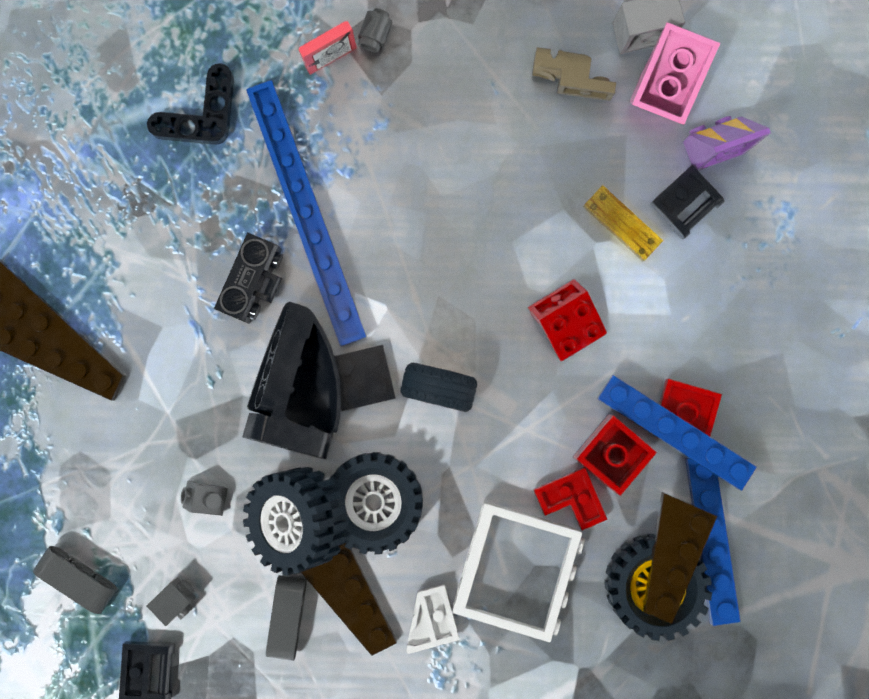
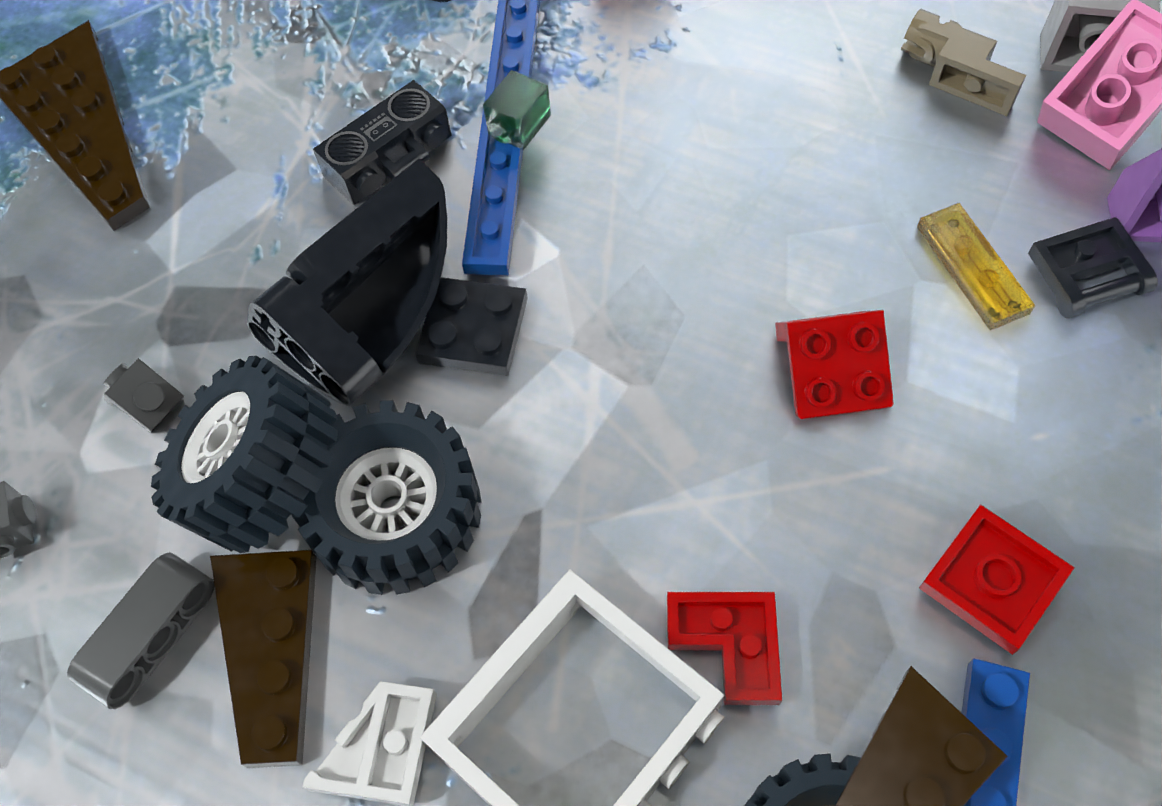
camera: 25 degrees right, 25 degrees down
(324, 233) = (517, 109): none -> clear green brick
(438, 386) = (581, 359): black wheel -> none
(614, 454) = (837, 585): red brick -> none
(676, 433) = (975, 604): blue plate -> none

